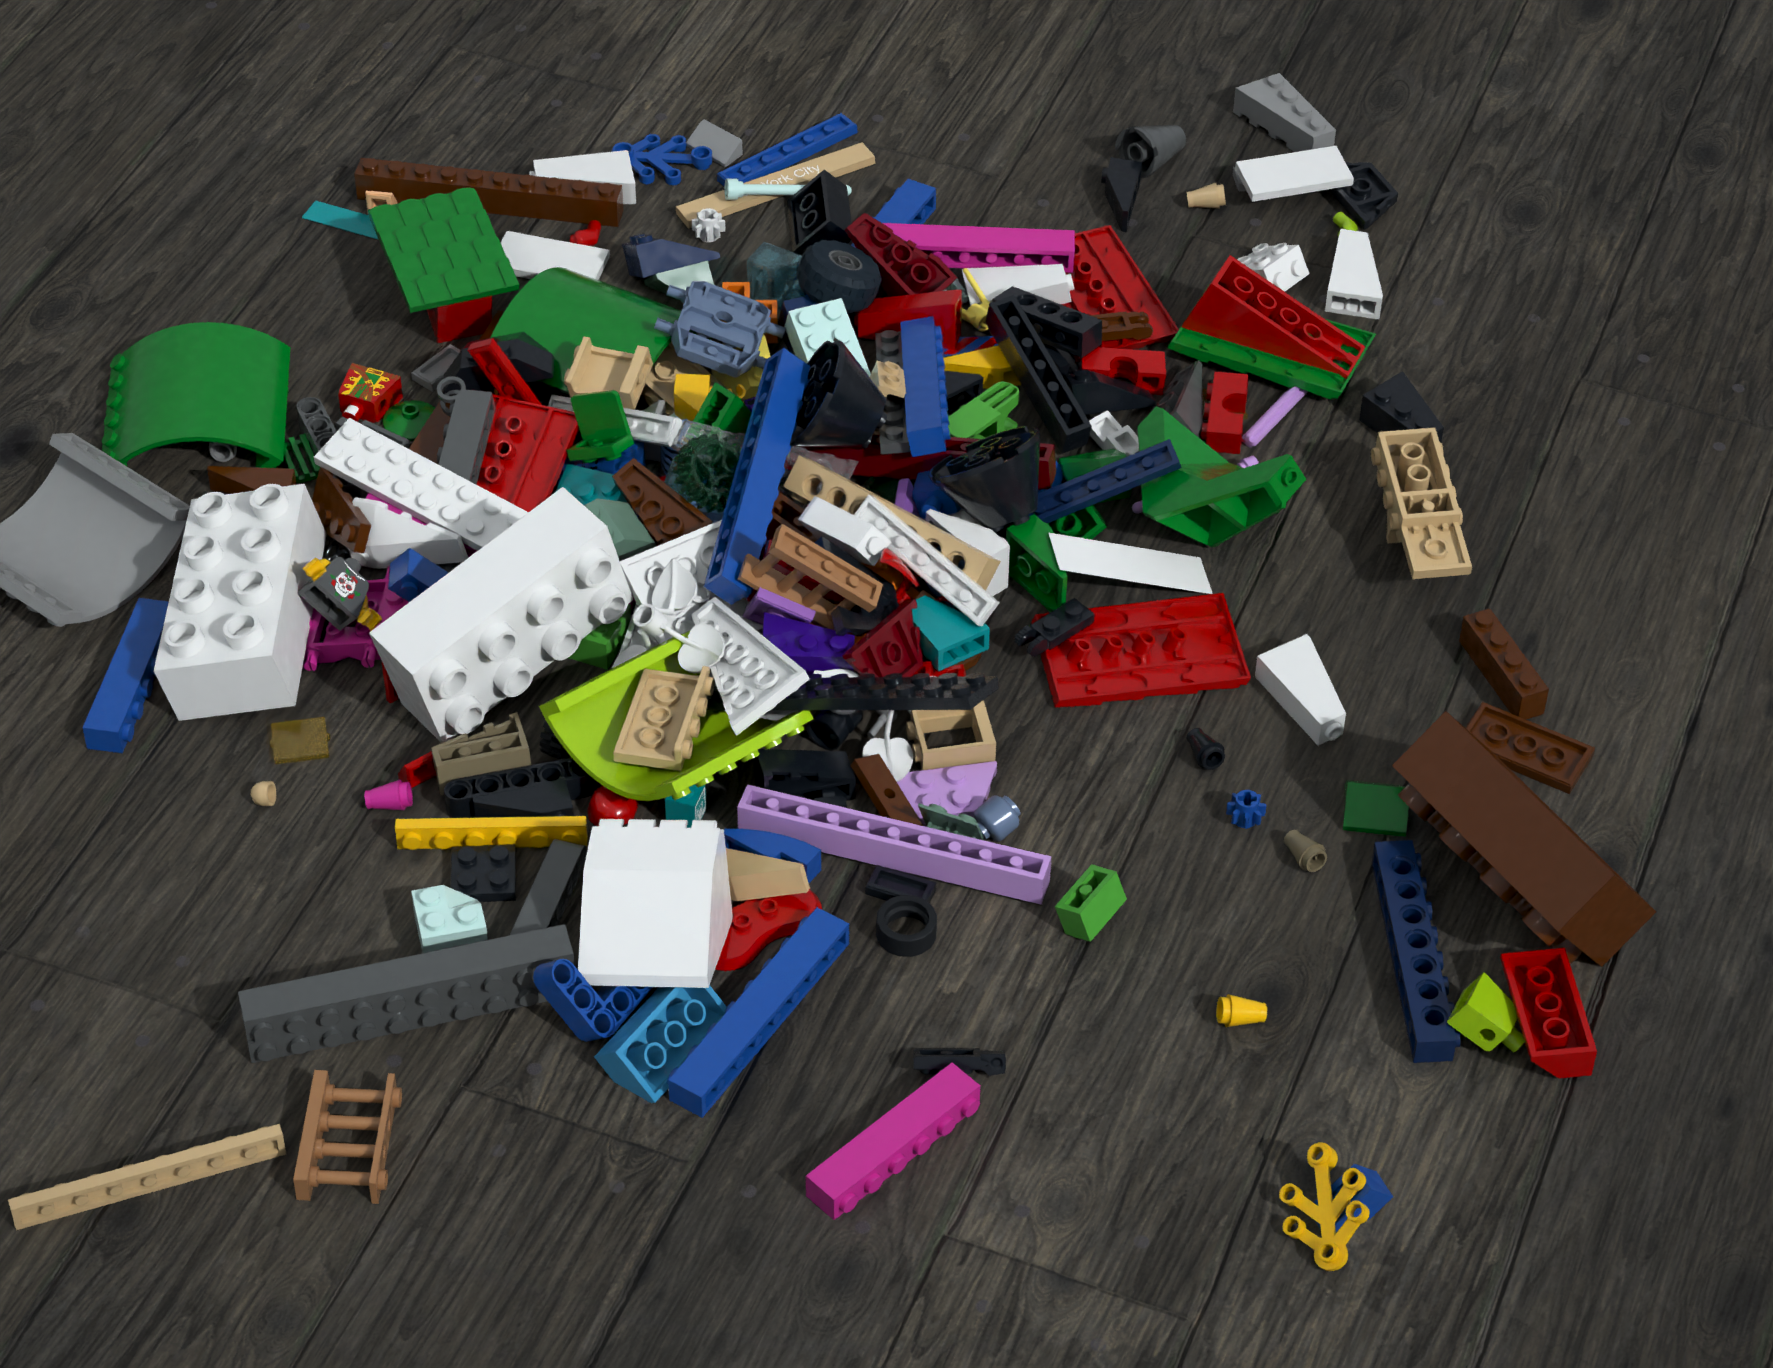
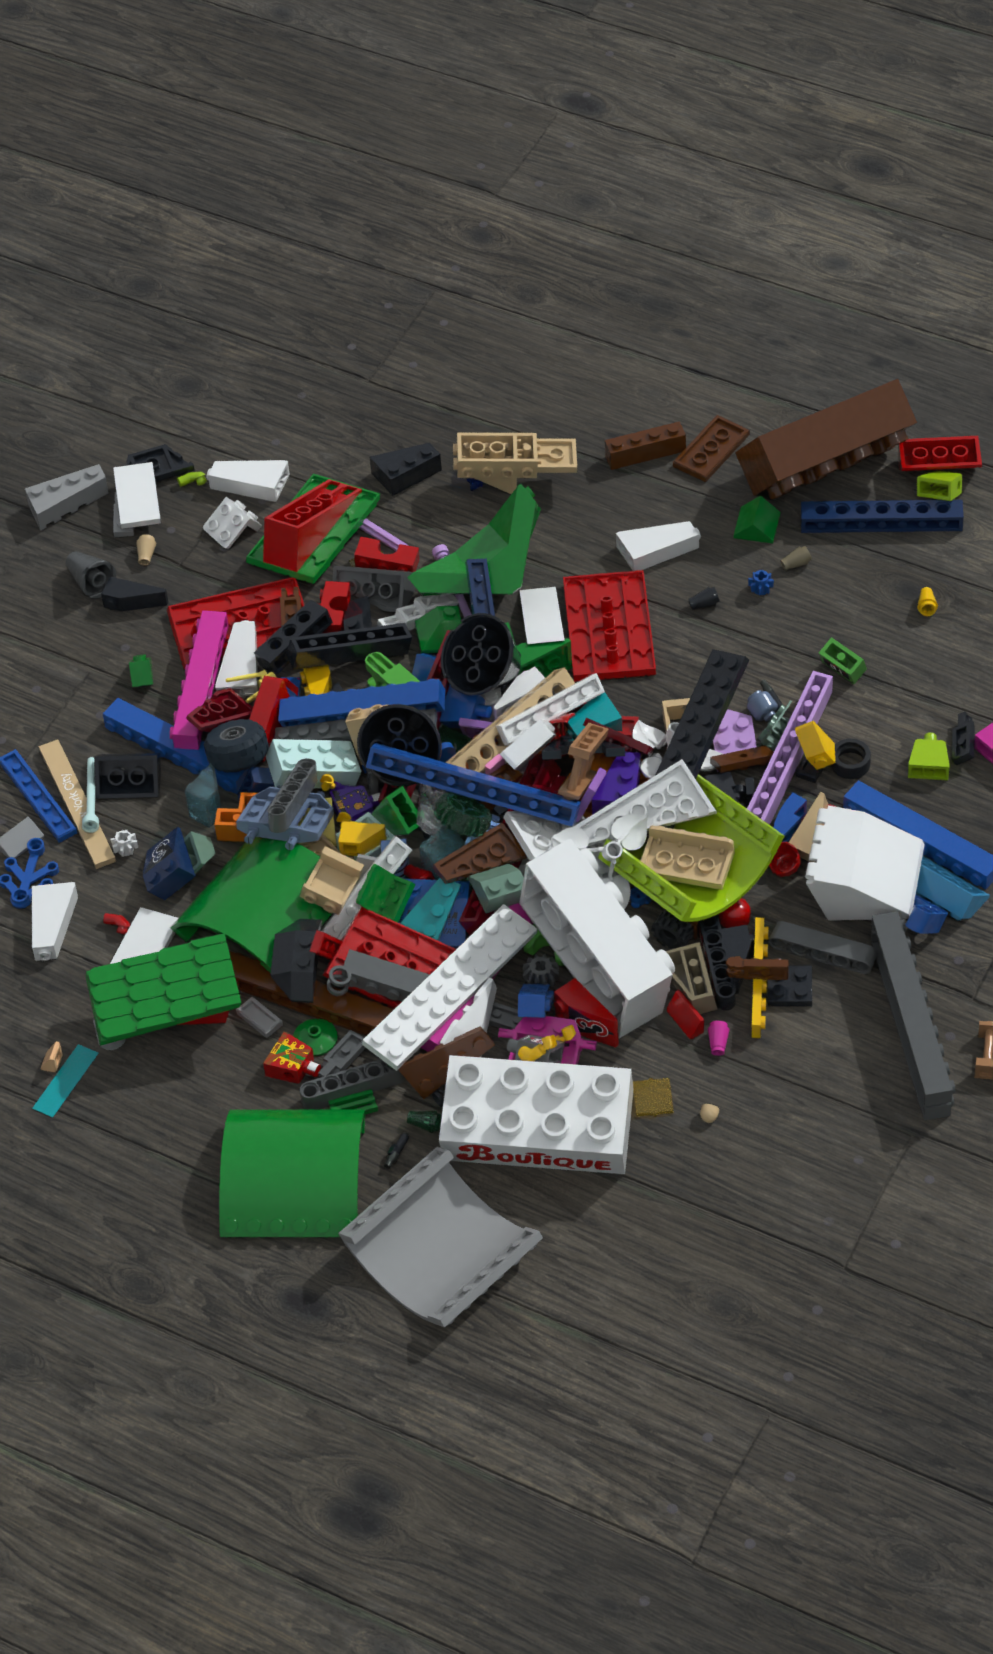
camera: 80 degrees left, 5 degrees up
(127, 680) = (584, 1198): blue brick -> none
(247, 478) = (390, 1124): reddish brown slope -> none
(447, 918) = (841, 999): light aqua slope -> none
(483, 811) = (757, 968): none -> reddish brown hinge
(498, 191) = (57, 984): reddish brown brick -> none
(735, 314) = (292, 795): none -> dark grey beam
(867, 480) = (447, 751): none -> blue tile
(901, 866) = (816, 745): none -> yellow slope
(913, 1017) = (929, 759): none -> lime torso
(992, 209) = (141, 671): none -> green slope
(1027, 833) = (766, 687): none -> piece
(1055, 627) = (591, 662): black hinge -> none

